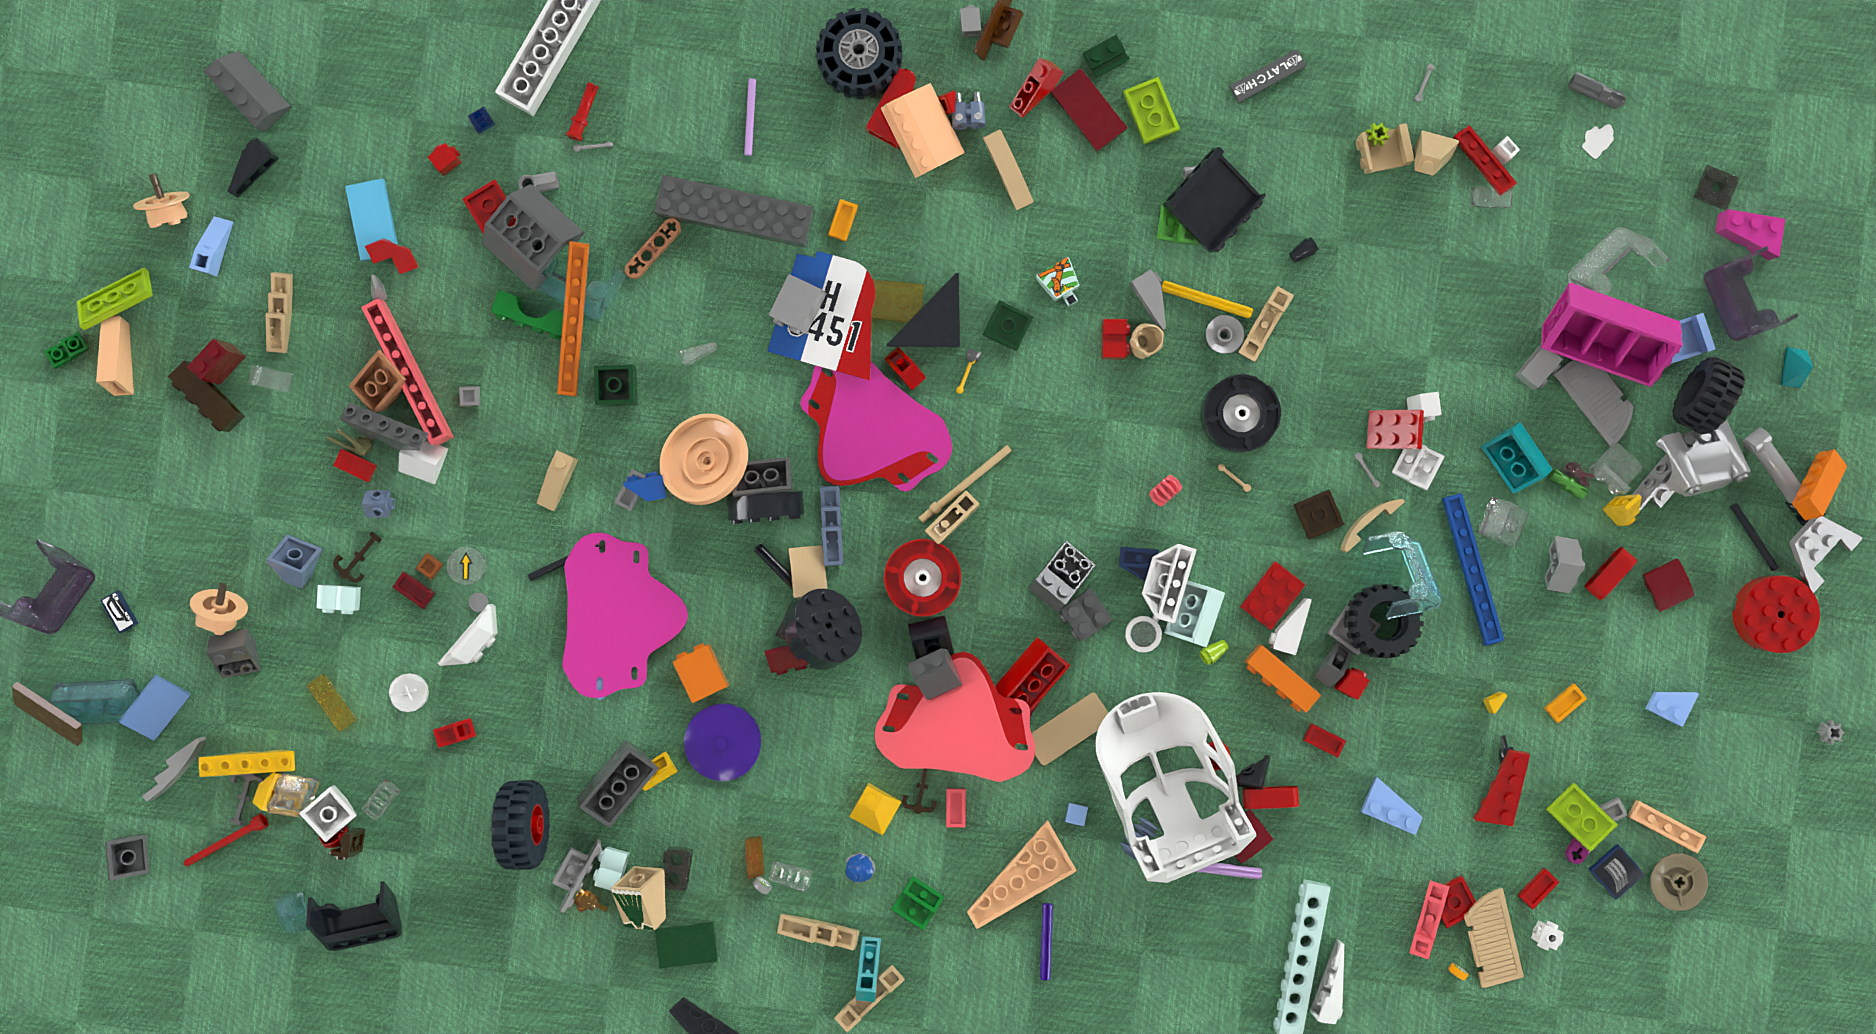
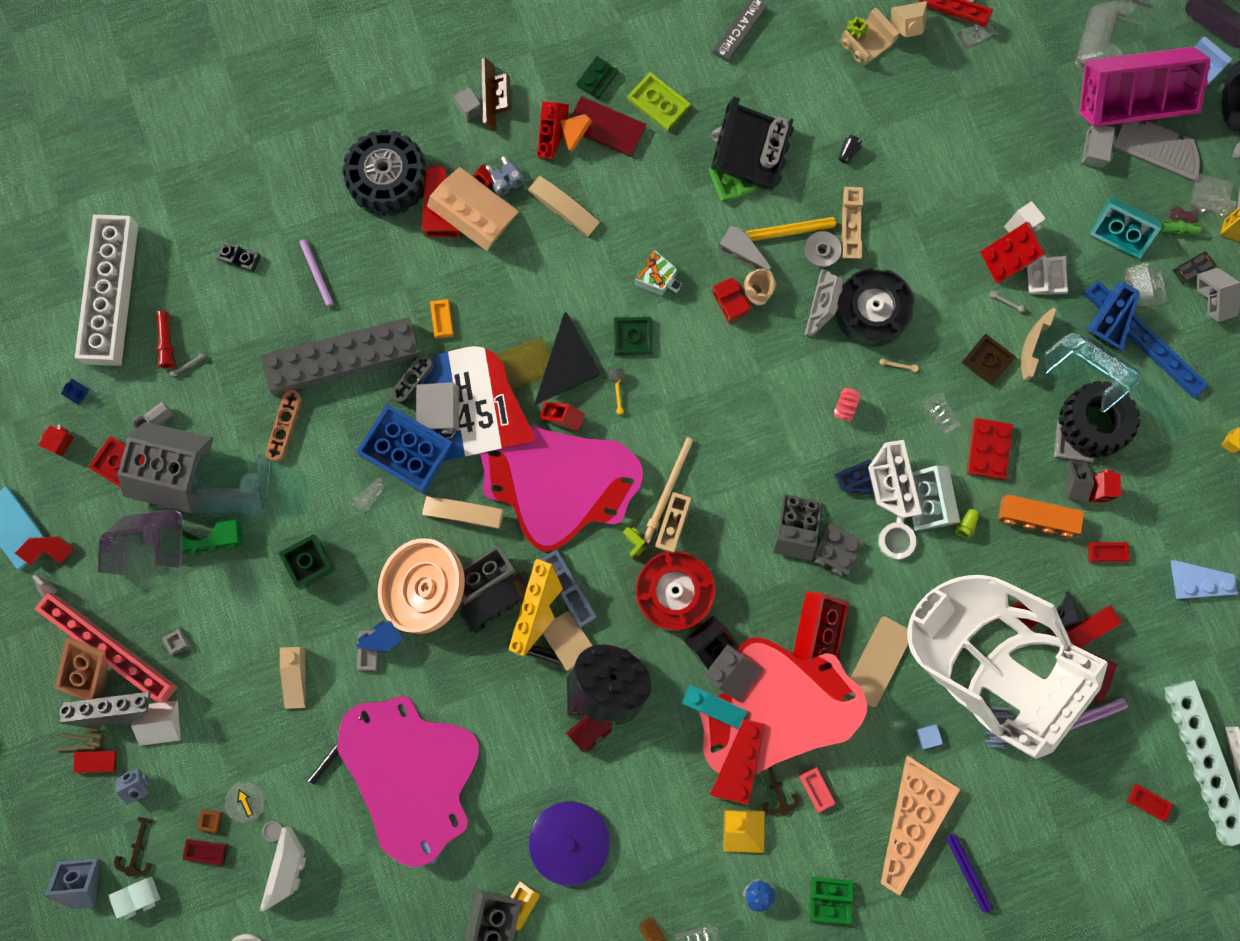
camera: 30 degrees left, 10 degrees down
(500, 295) = (158, 528): none -> clear purple windscreen
(573, 318) = (239, 520): orange tile -> none
(686, 65) = (238, 257): none -> black slope
(700, 672) = (515, 787): orange brick -> none
(749, 328) = (405, 449): none -> blue slope
(773, 411) = (463, 512): none -> tan slope
(792, 532) = (535, 610): none -> yellow slope
(799, 254) = (420, 378): none -> dark grey beam
(898, 756) = (739, 769): none -> red wing
(904, 693) = (714, 706): none -> teal slope
(912, 510) = (634, 537): none -> lime bracket
(1056, 100) = (574, 129): none -> orange slope
(1198, 385) = (824, 302): none -> light grey wing
(1233, 965) = (1149, 802): none -> red tile
(1243, 209) = (768, 148): none -> light grey beam
(1254, 541) = (928, 404): none -> clear slope
(1289, 632) = (1023, 471): white slope -> none
(1453, 536) = (1115, 315): none -> blue wedge
(1558, 527) = (1188, 271): none -> tile

